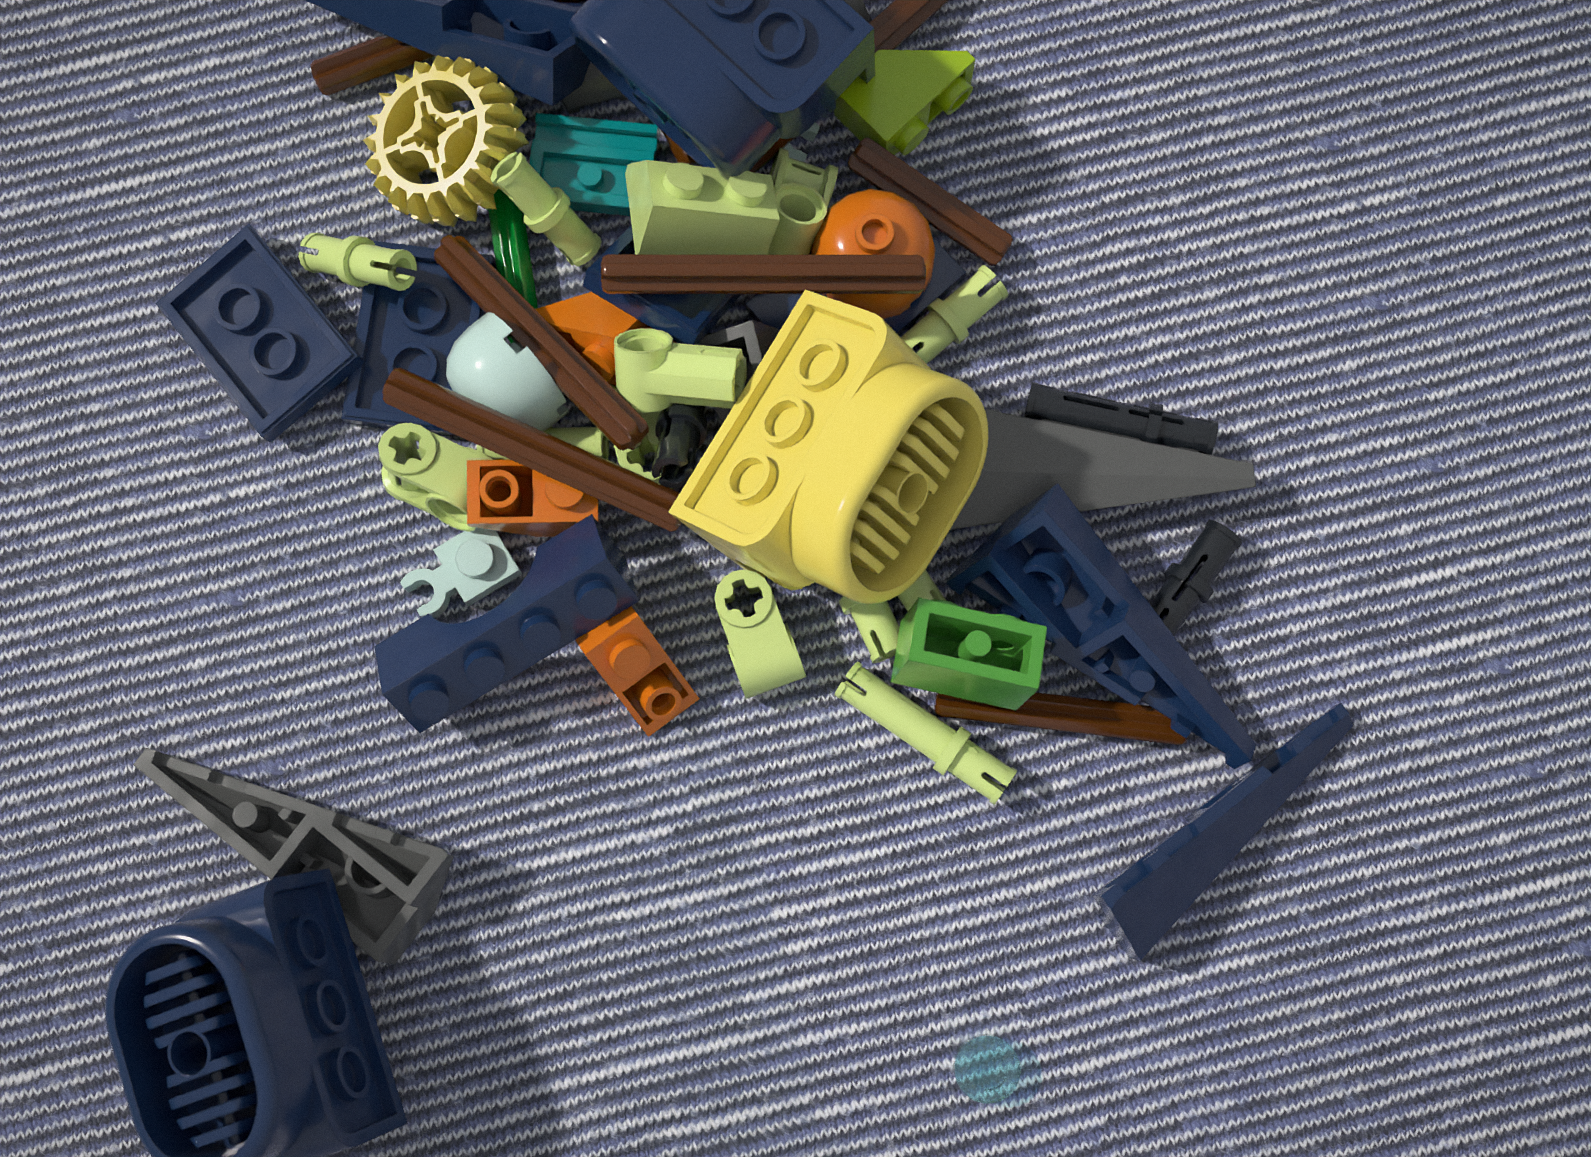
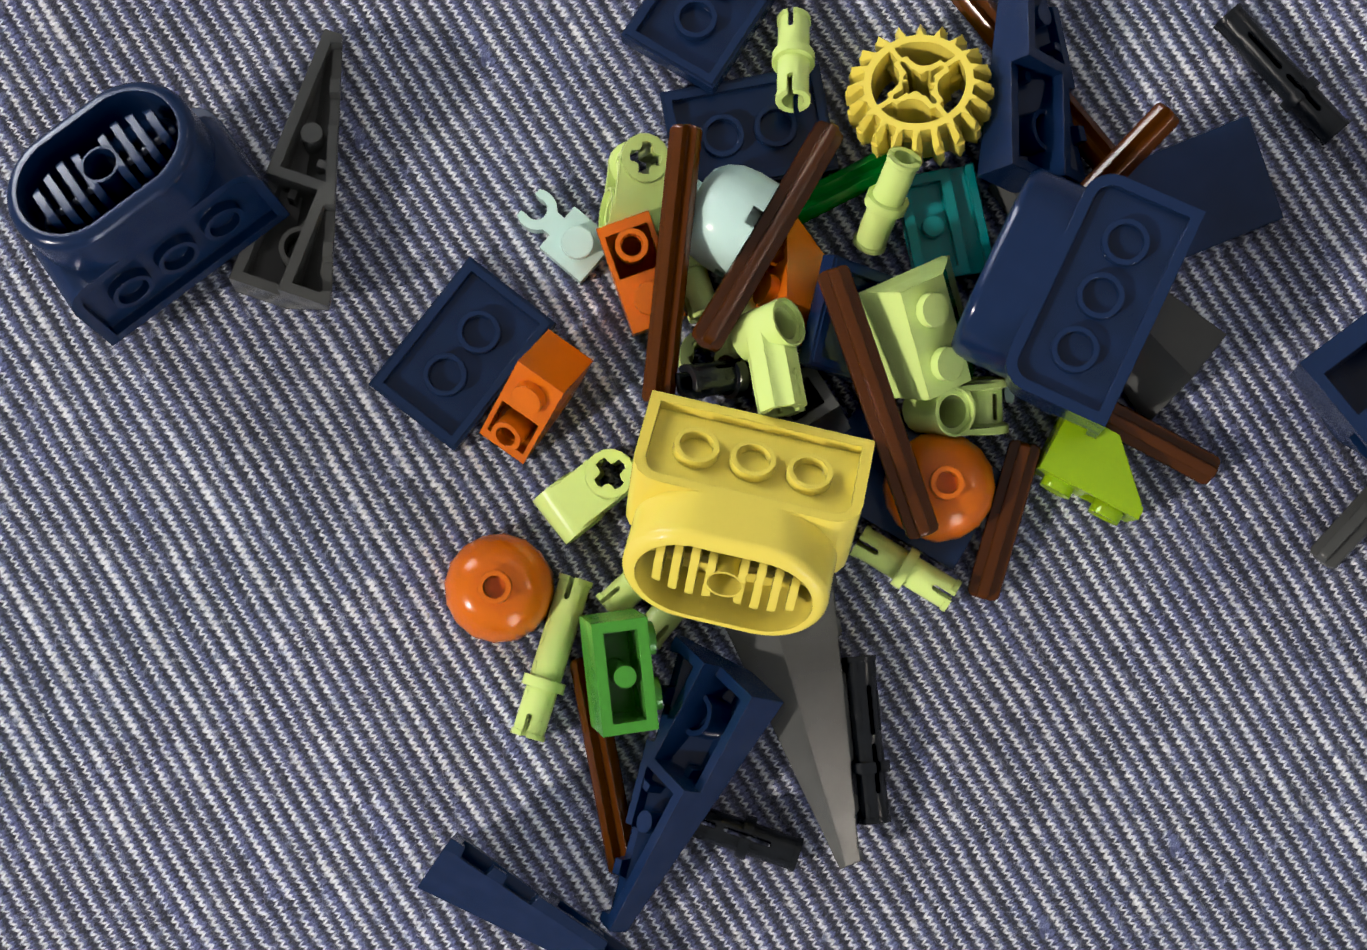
camera: 65 degrees right, 5 degrees up
(563, 741) = (461, 354): none -> dark blue tile
(569, 590) = (568, 330): dark blue arch -> none
(829, 767) = (499, 588): none -> orange cylinder
(986, 1068) = (299, 790): clear light blue tile -> none

